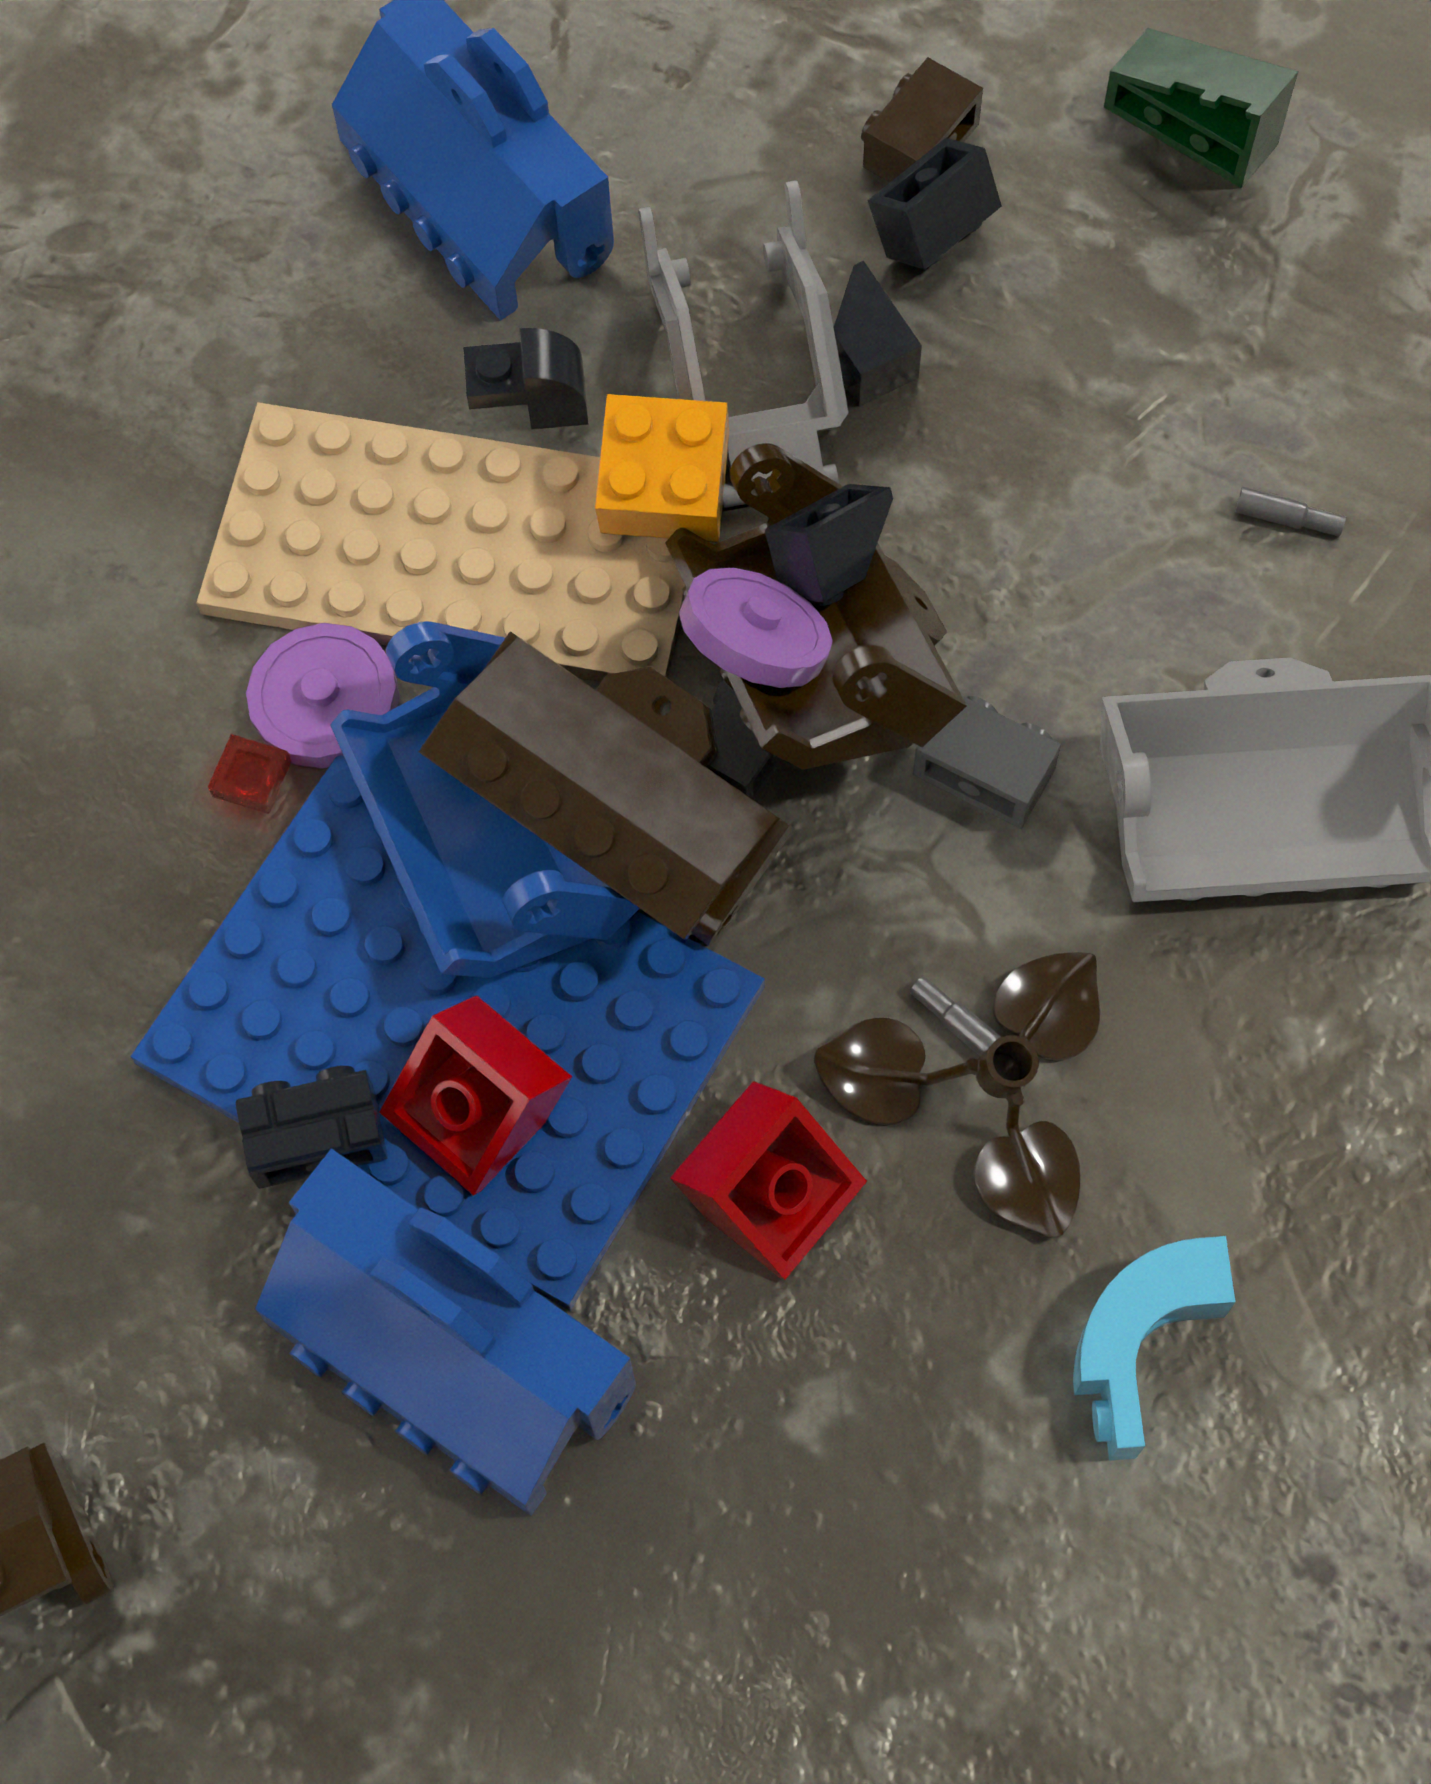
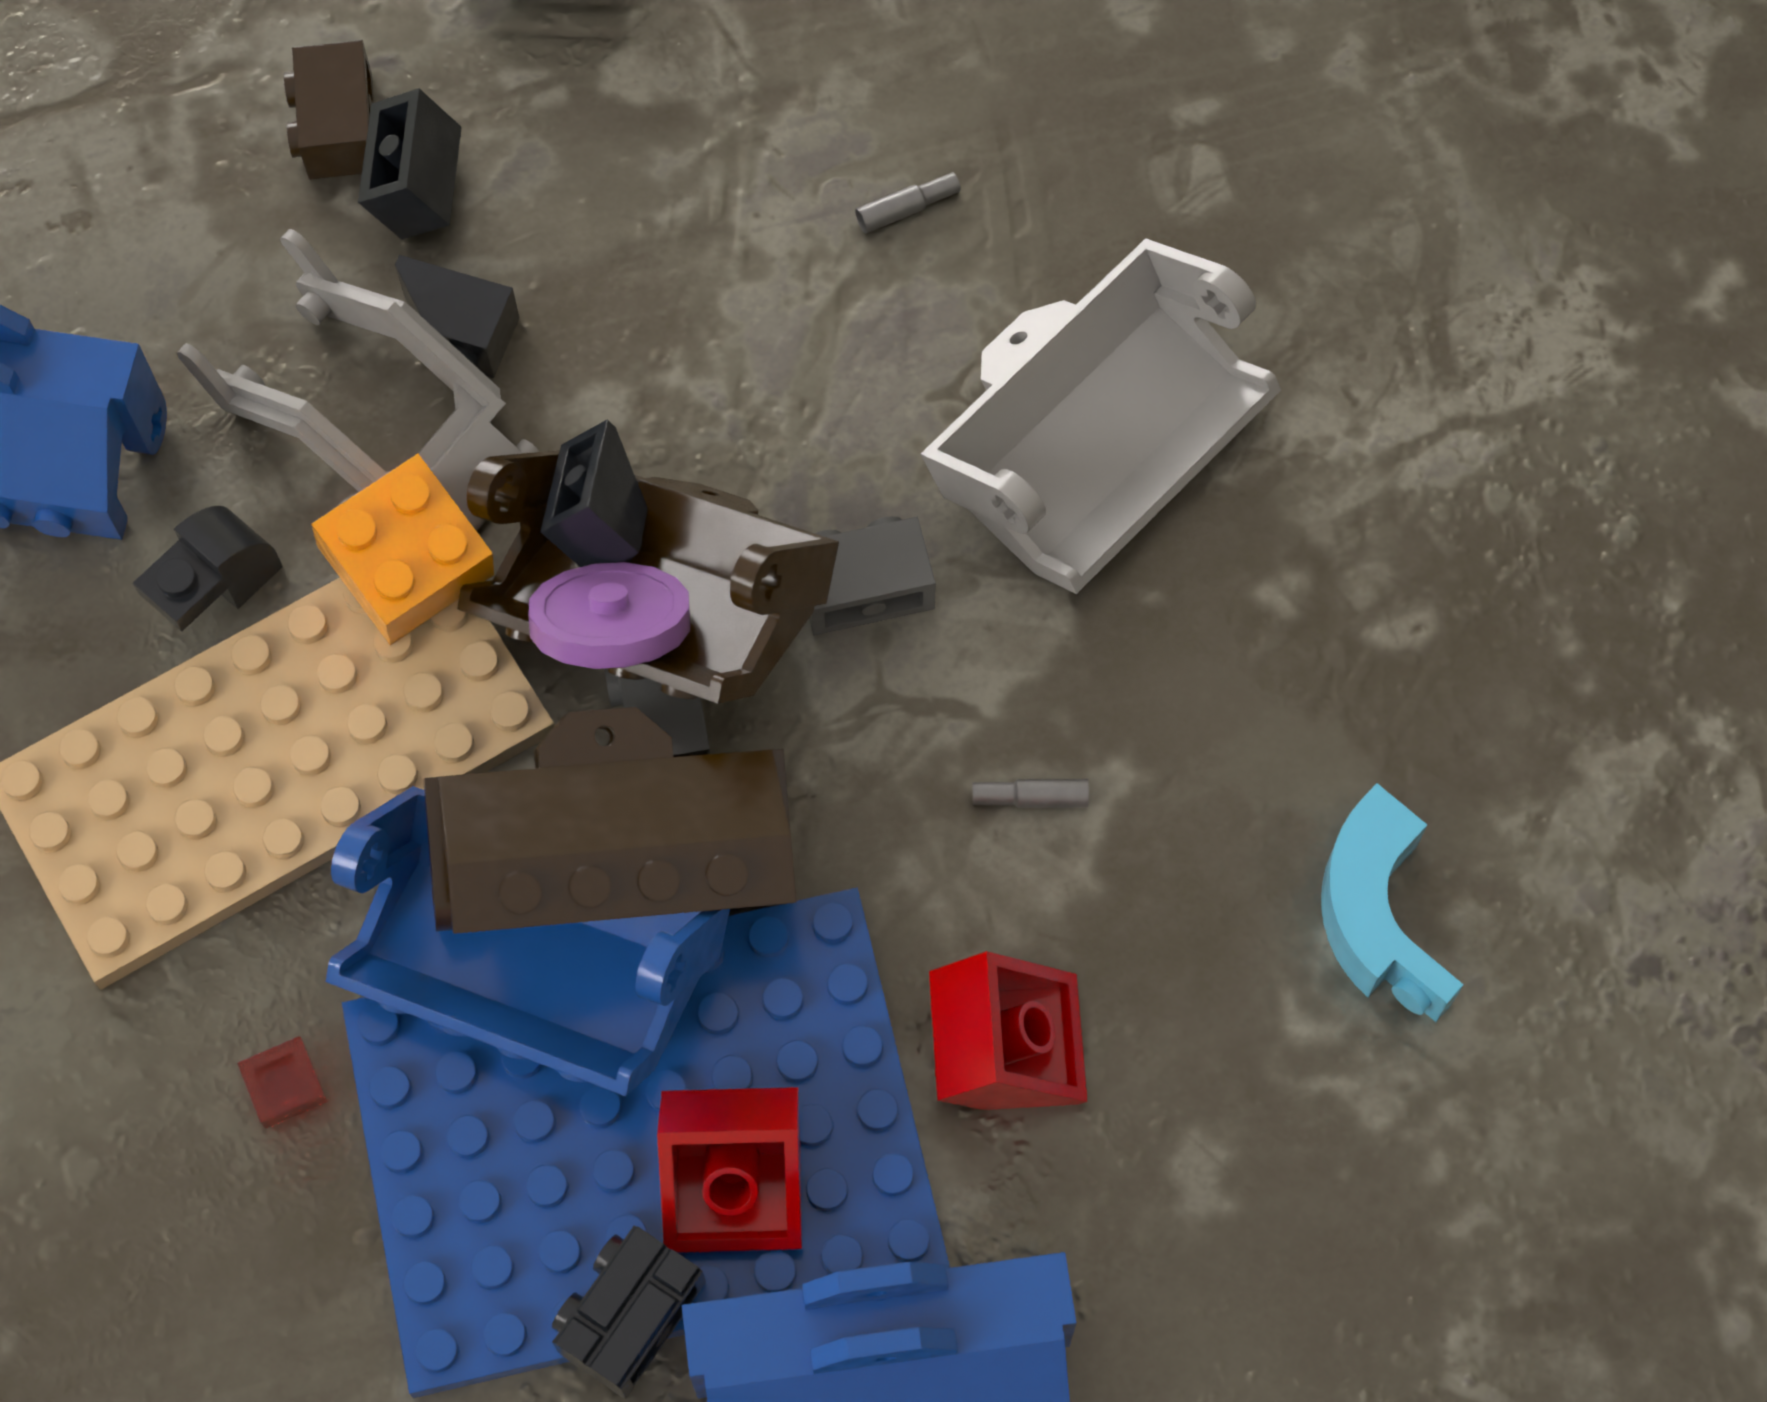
camera: 45 degrees left, 0 degrees up
(311, 679) = (268, 966): medium lavender wheel -> none
(1056, 1014) = (1092, 726): dark brown plant -> none

